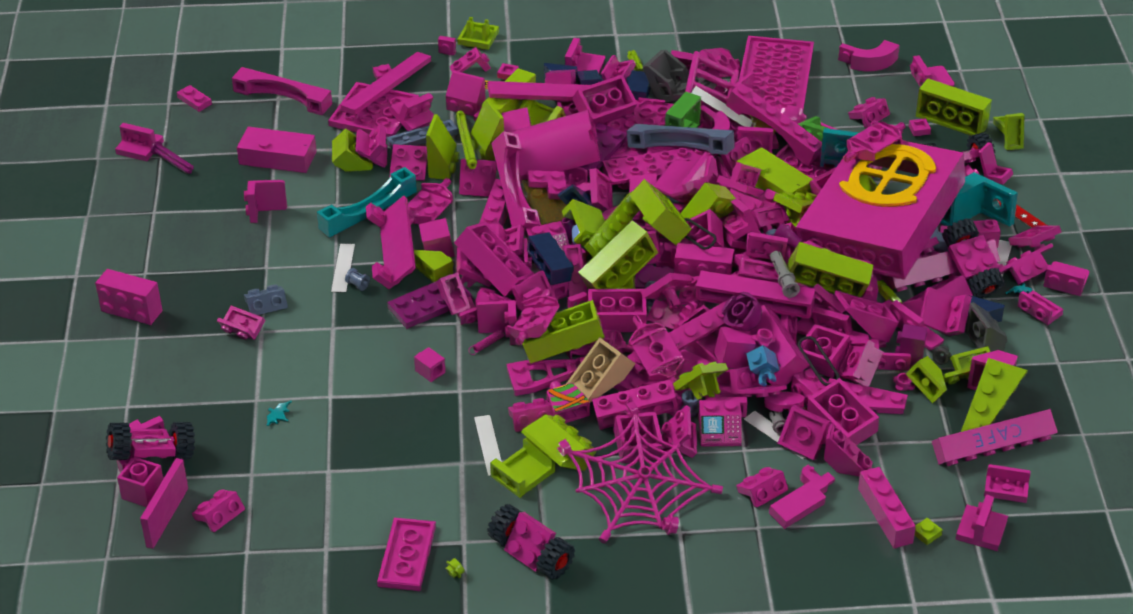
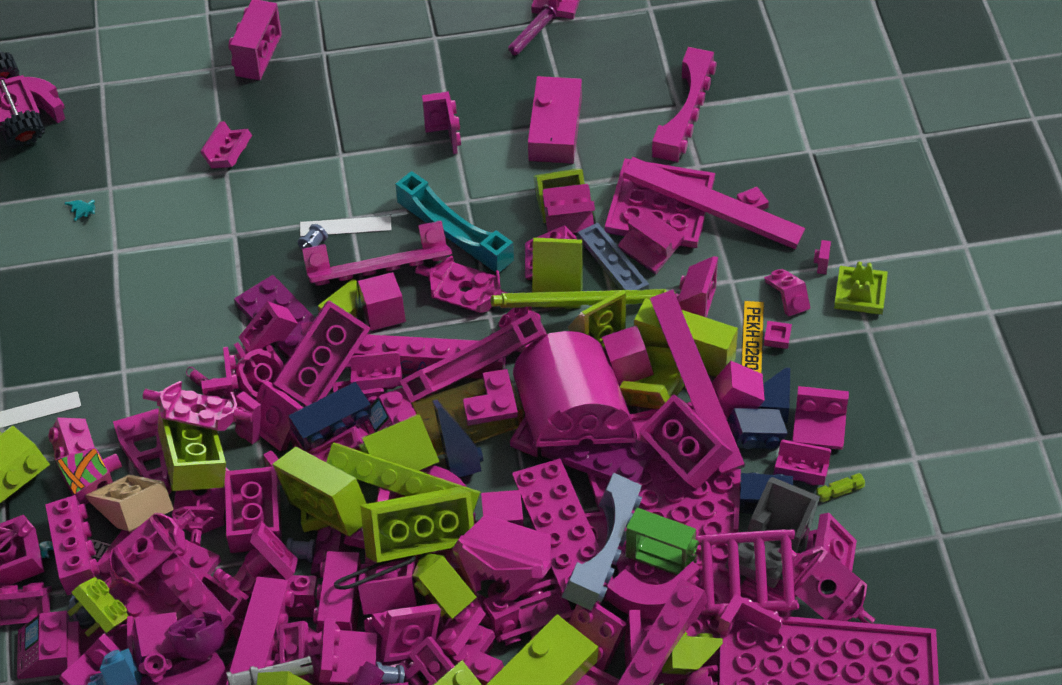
camera: 85 degrees right, 10 degrees up
(194, 98) = (660, 27): dark pink plate -> none
(266, 300) = (273, 161): sand blue bracket -> none
(429, 364) = (157, 330): dark pink brick -> none
(599, 189) = (485, 459): dark pink bracket -> none
(720, 106) = (707, 579): white sticker -> none
(743, 179) = (499, 625): dark pink bracket -> none

